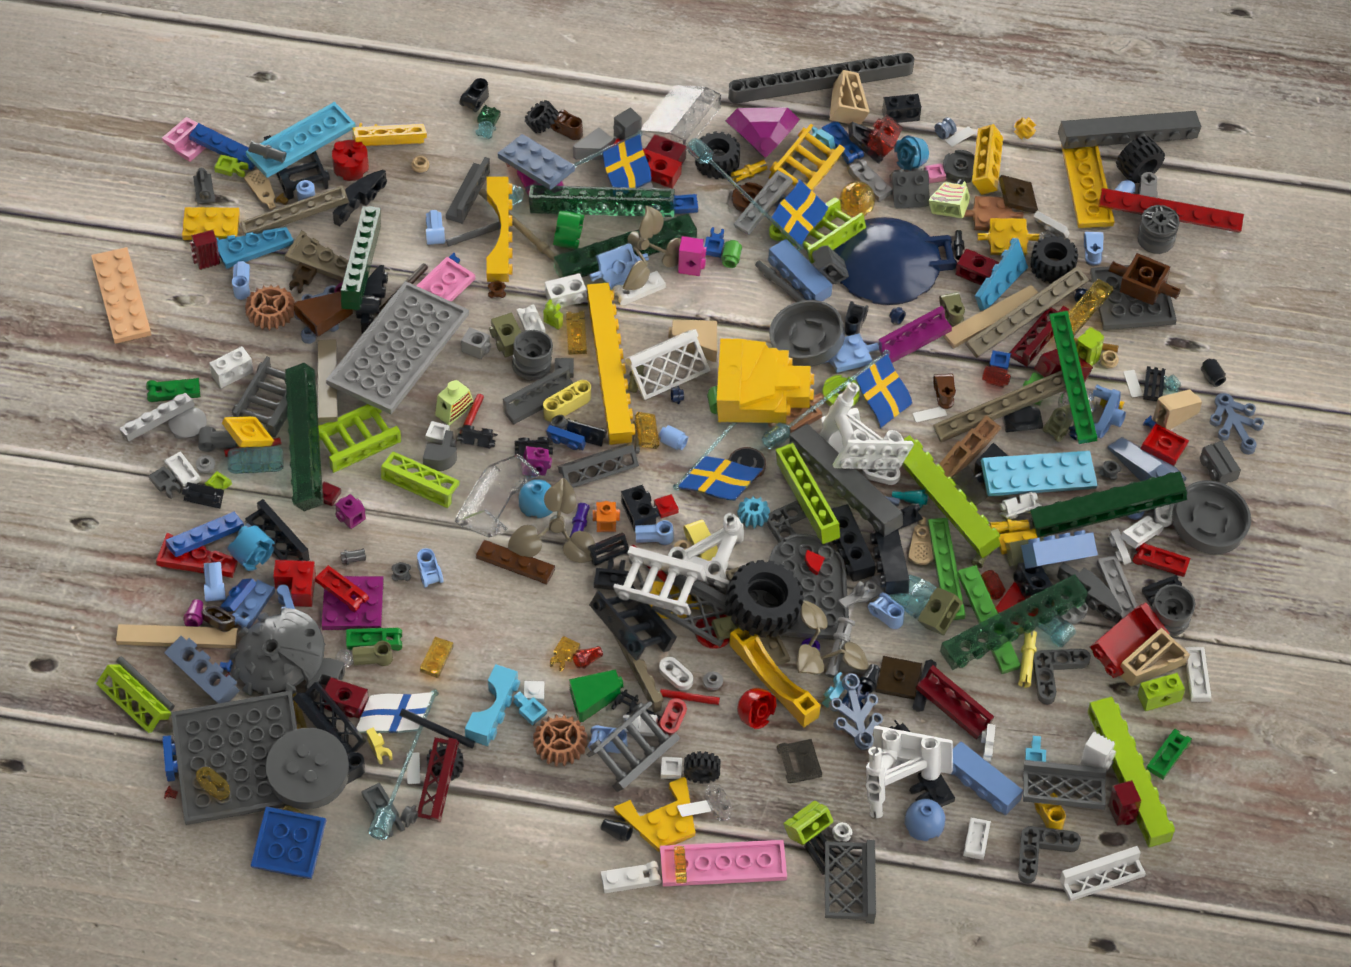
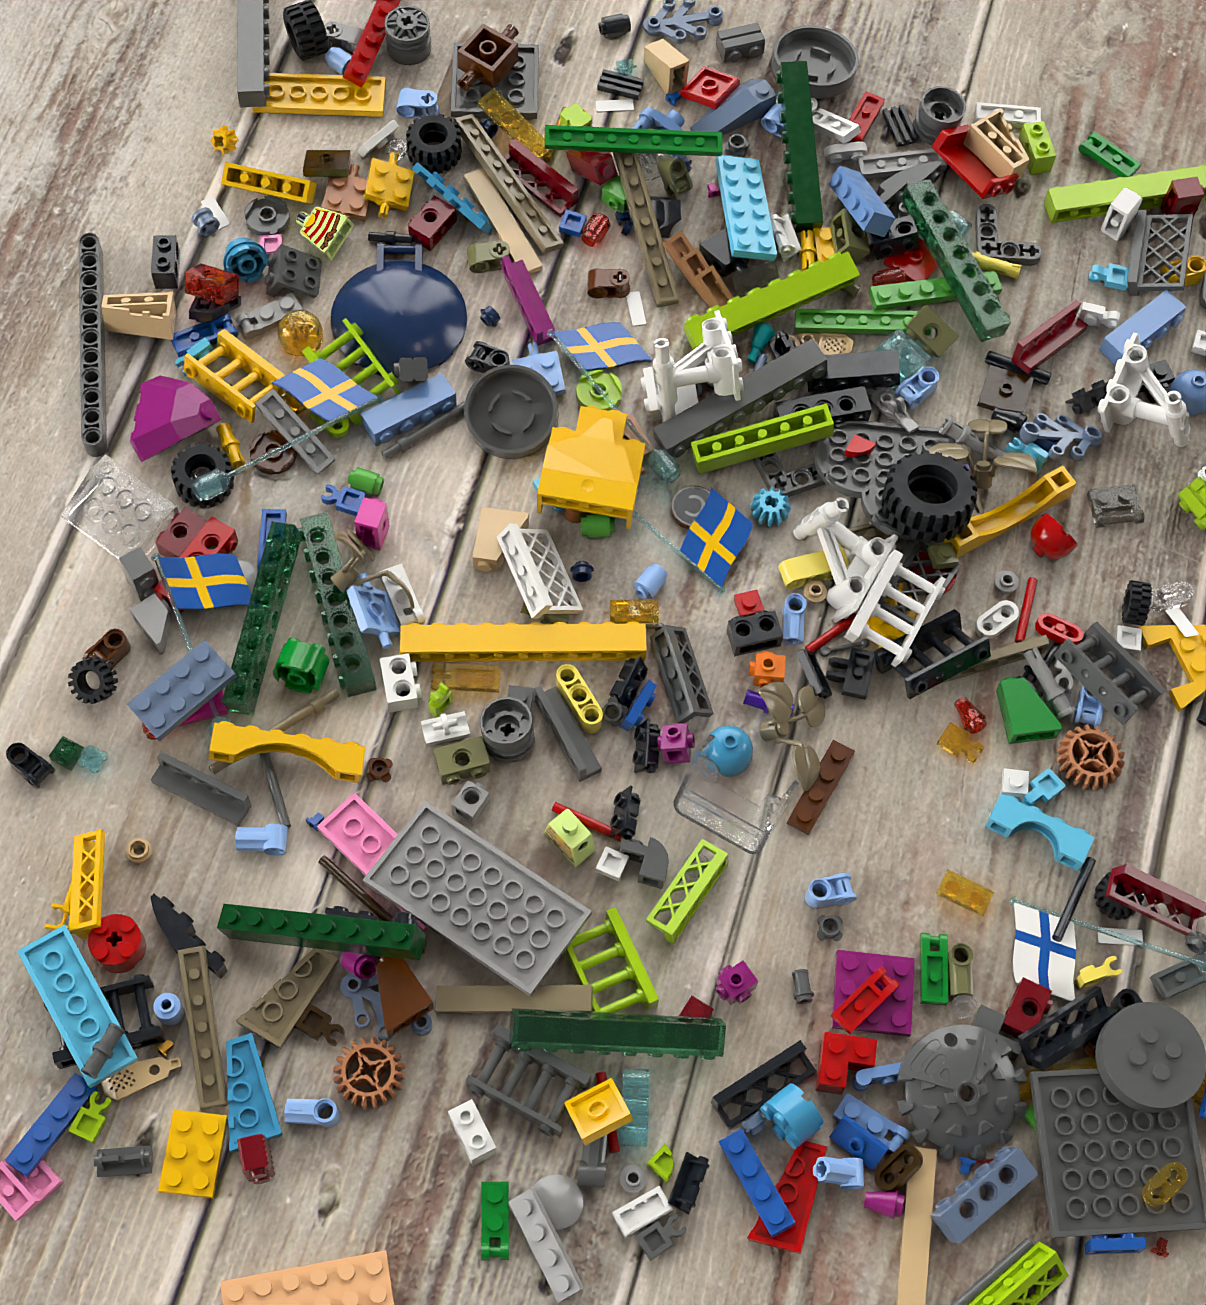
camera: 85 degrees left, 10 degrees up
(613, 711) = (1054, 693): none -> light grey pin

